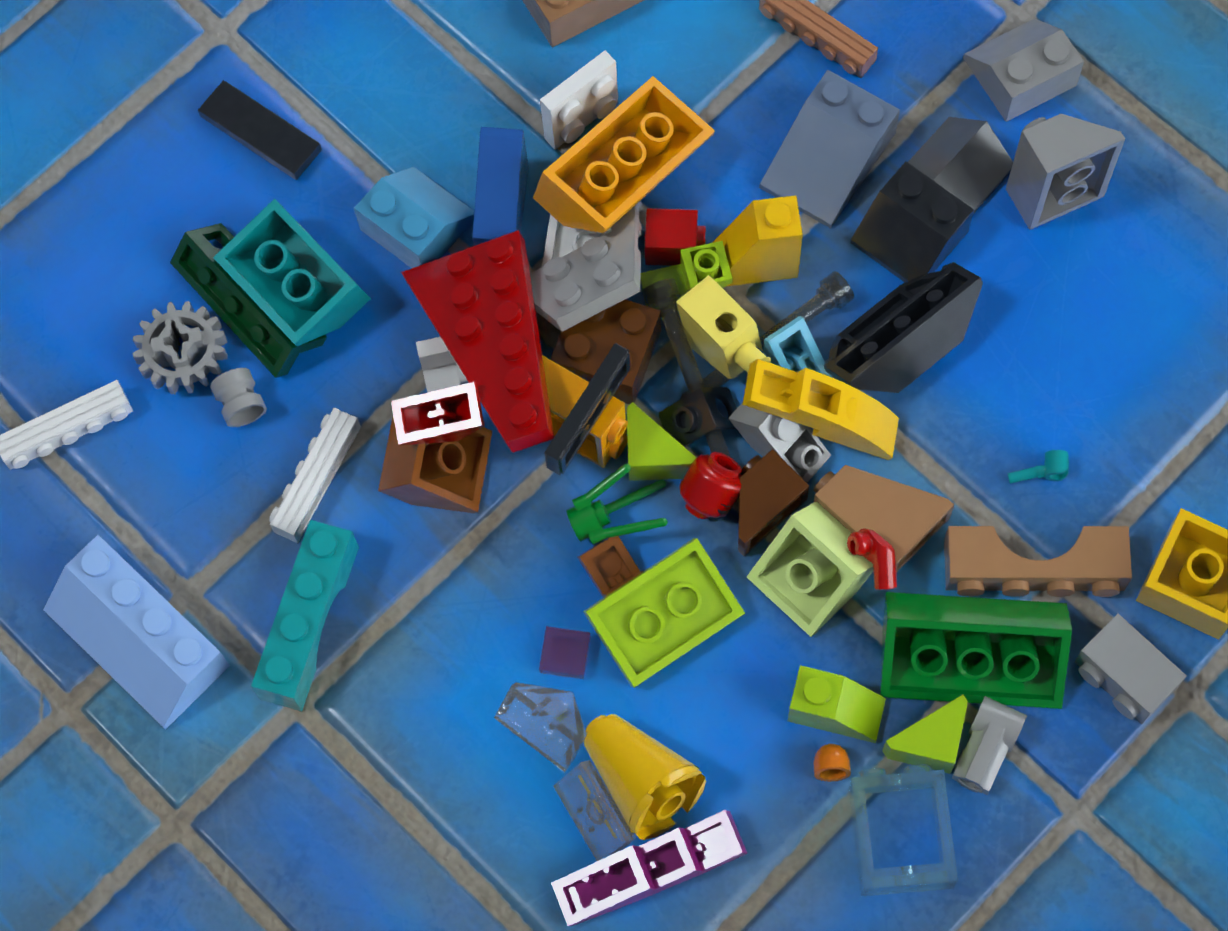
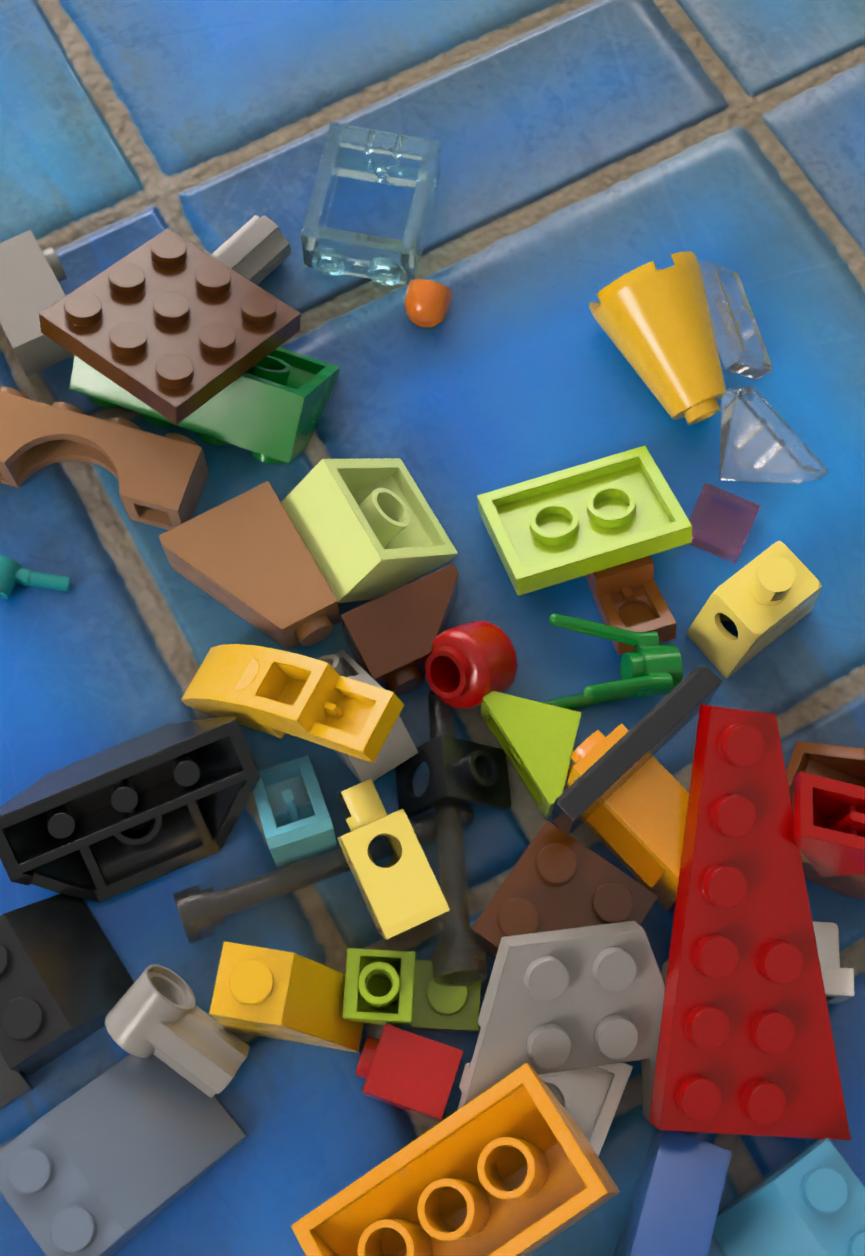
camera: 170 degrees left, 0 degrees up
(526, 580) = (762, 603): none -> light yellow torso
(648, 868) = (736, 240): slope -> none
(828, 218) = (162, 1020): none -> light grey piece
(835, 705) = (405, 360): lime slope -> none
(879, 553) = (290, 504): red arm -> none
(931, 739) = (309, 284): lime slope -> none
(1005, 646) = (170, 324): none -> plate

